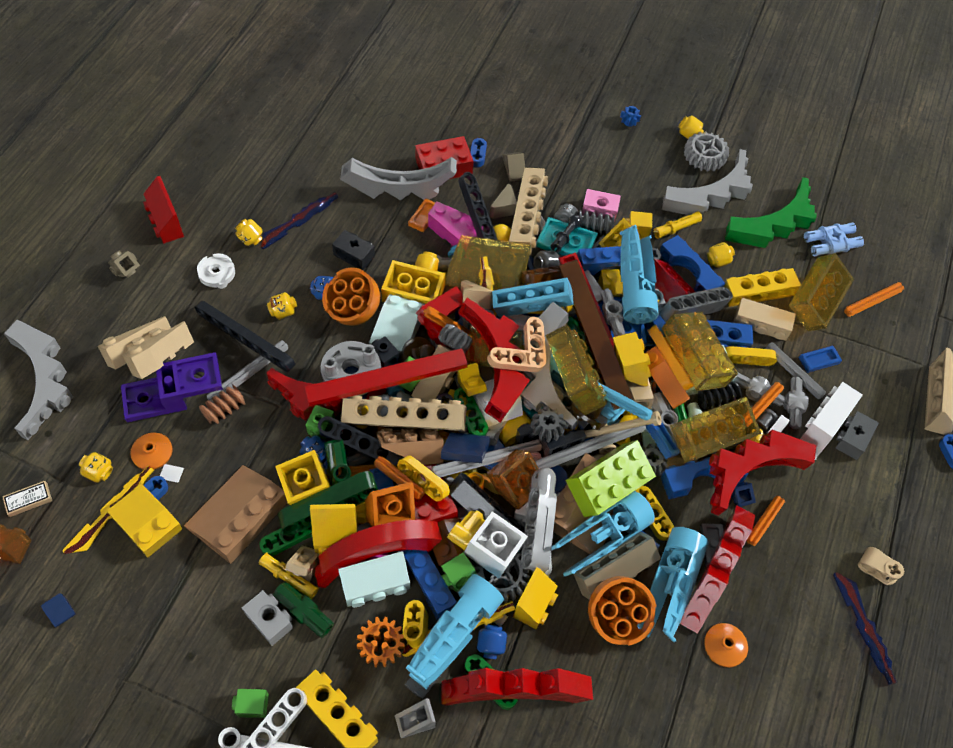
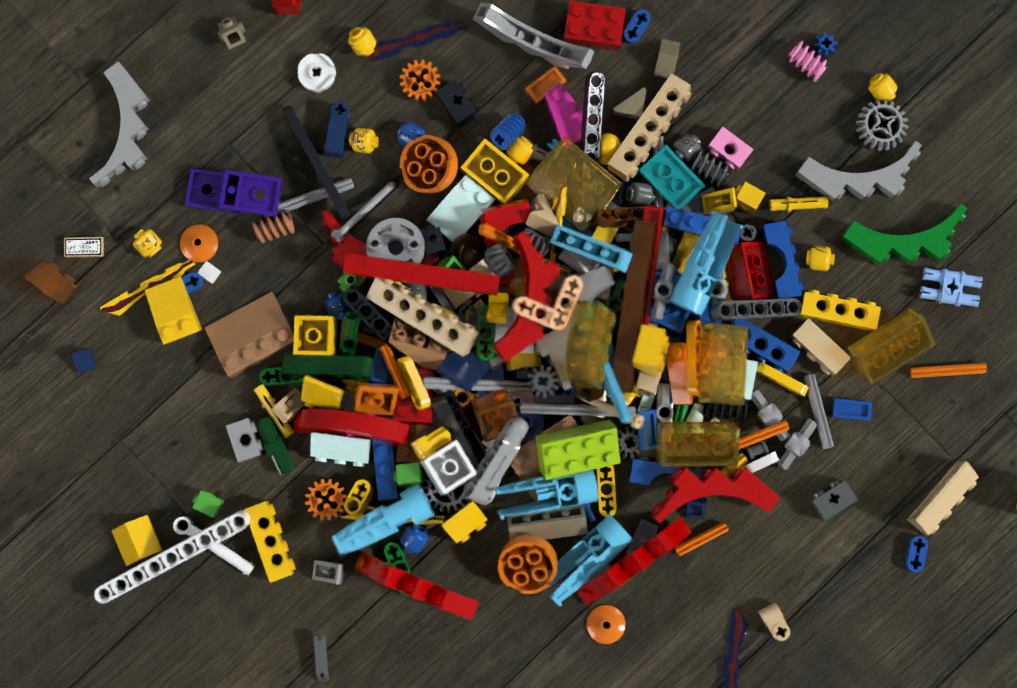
camera: 30 degrees right, 25 degrees up
(146, 346) = (229, 141): tan wedge -> none
(254, 305) = (337, 131): none -> dark blue piece
(290, 382) = (338, 234): none -> light grey bar
(305, 242) = (428, 78): none -> orange gear
(412, 245) = (507, 131): none -> blue piece
(563, 237) = (687, 164): black pin -> none
(624, 129) = (807, 61): none -> bright pink piece
(831, 416) = (816, 475): white wedge -> none

